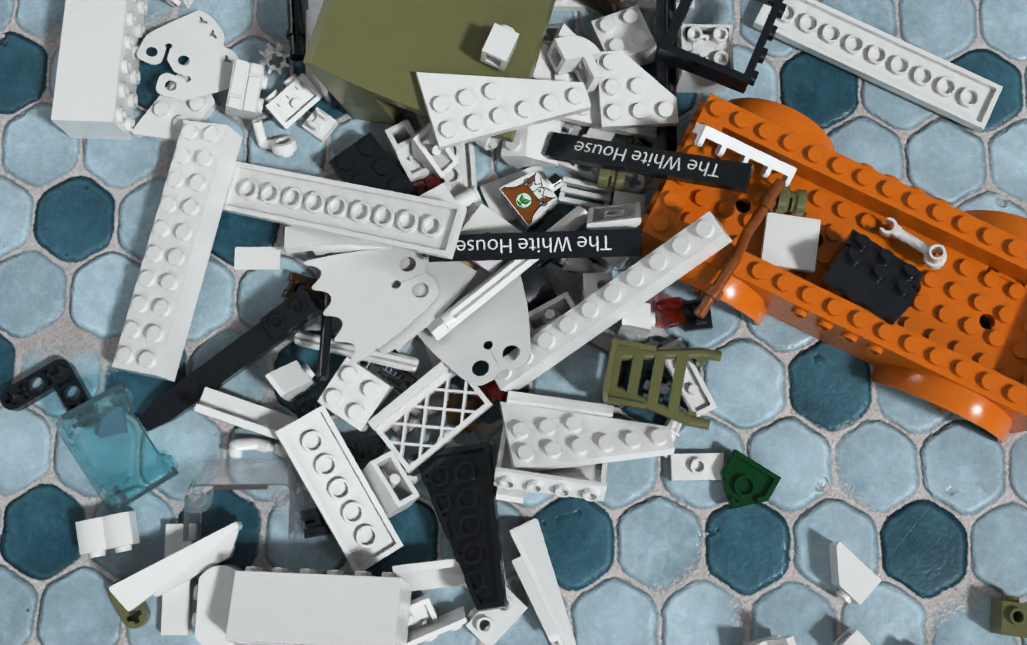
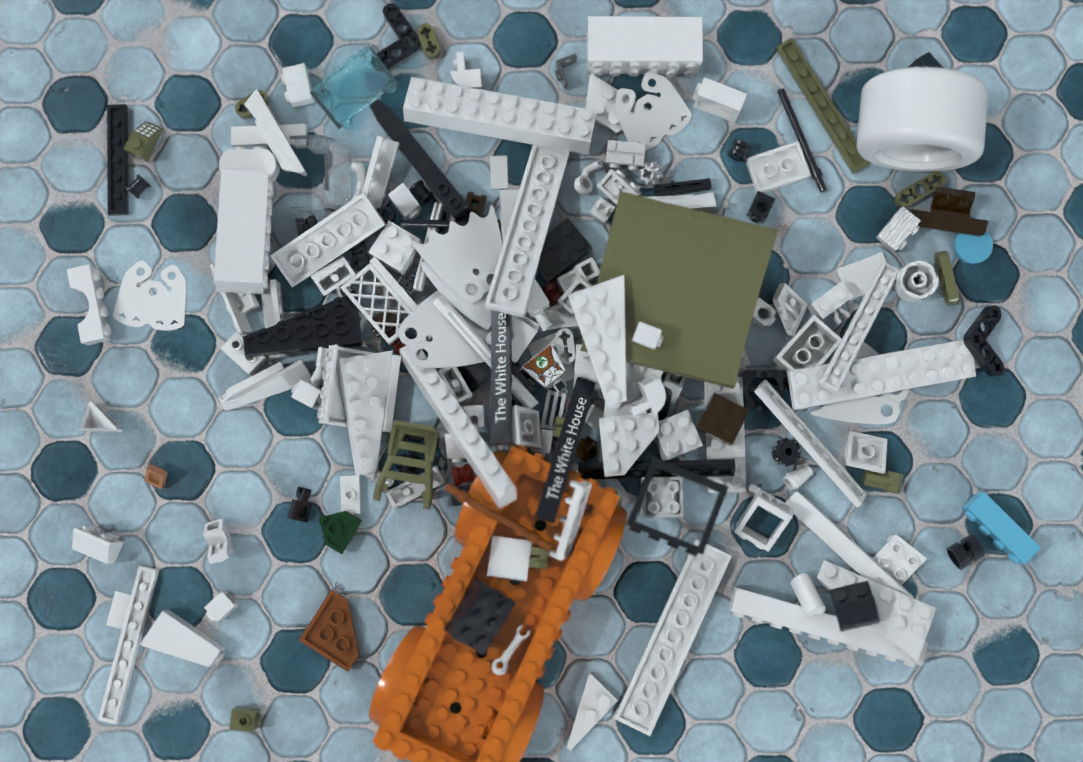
camera: 90 degrees right, 5 degrees up
(61, 341) = (432, 40): none -> olive beam
(119, 296) = (463, 77): none -> white brick
(126, 170) = (562, 63): none -> dark grey bracket
(278, 359) = (421, 192): none -> black bush
(501, 169) = (570, 345): none -> white beam
(555, 518) = (309, 392): none -> white brick
(717, 535) = (300, 508): none -> black plate
(850, 575) = (273, 604): white slope -> none
(885, 492) = (333, 632): none -> dark orange plate
(966, 156) = (593, 705): none -> white wing

